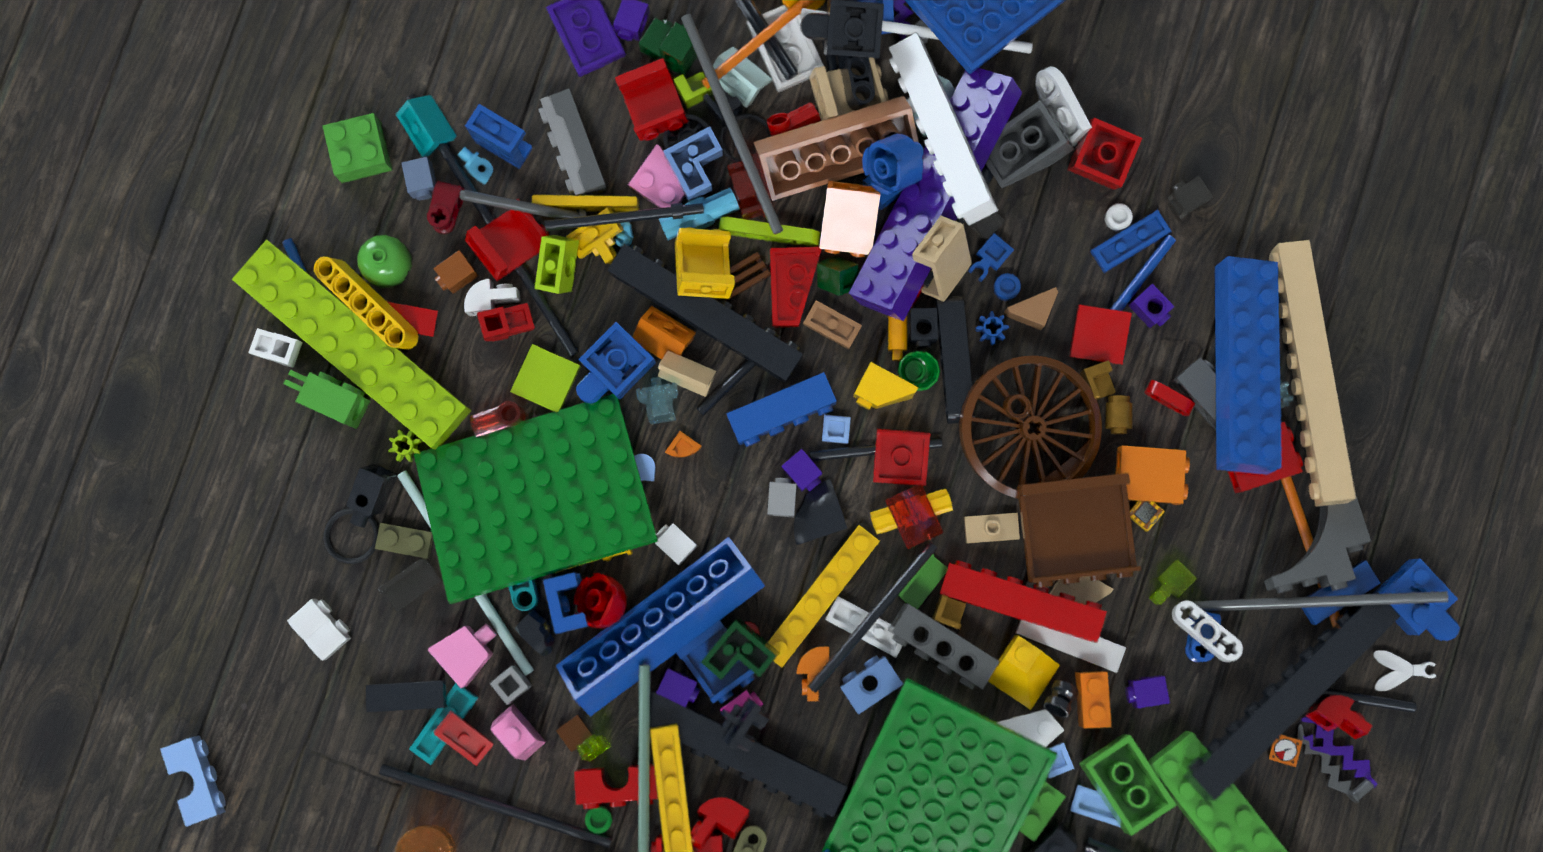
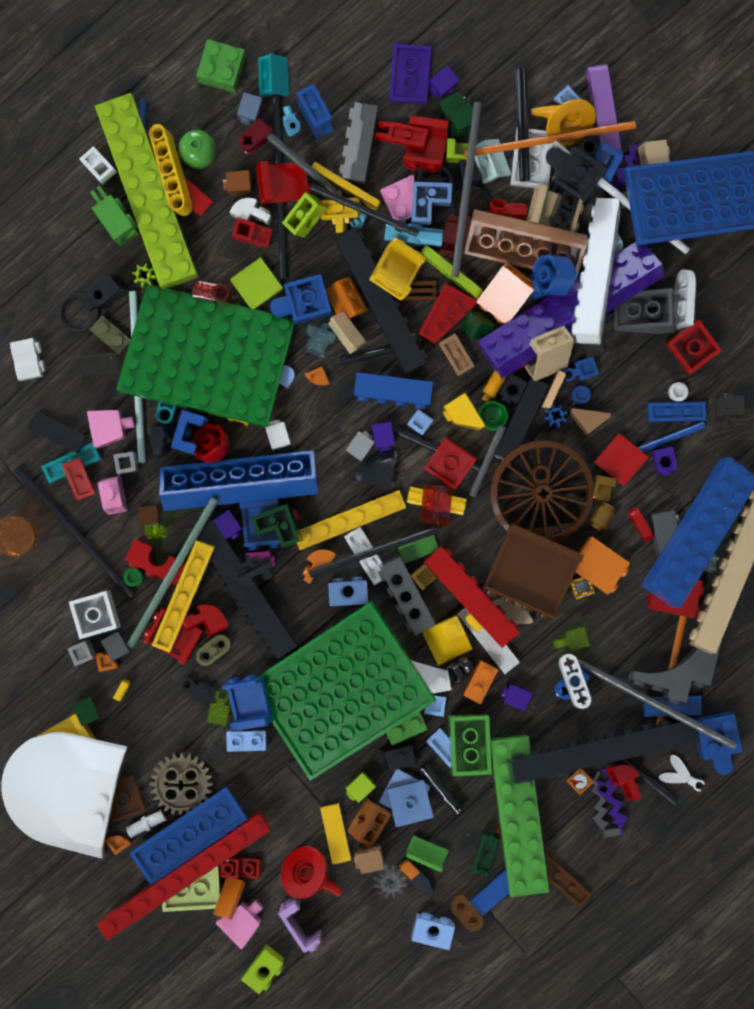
camera: 20 degrees right, 5 degrees up
(617, 105) = (402, 134): none -> red hinge
(943, 425) = (487, 461): none -> dark grey bar
(971, 299) = (553, 390): none -> light nougat tile
(991, 528) = (480, 540): tan plate -> none
(1043, 632) = (473, 622): none -> yellow tile

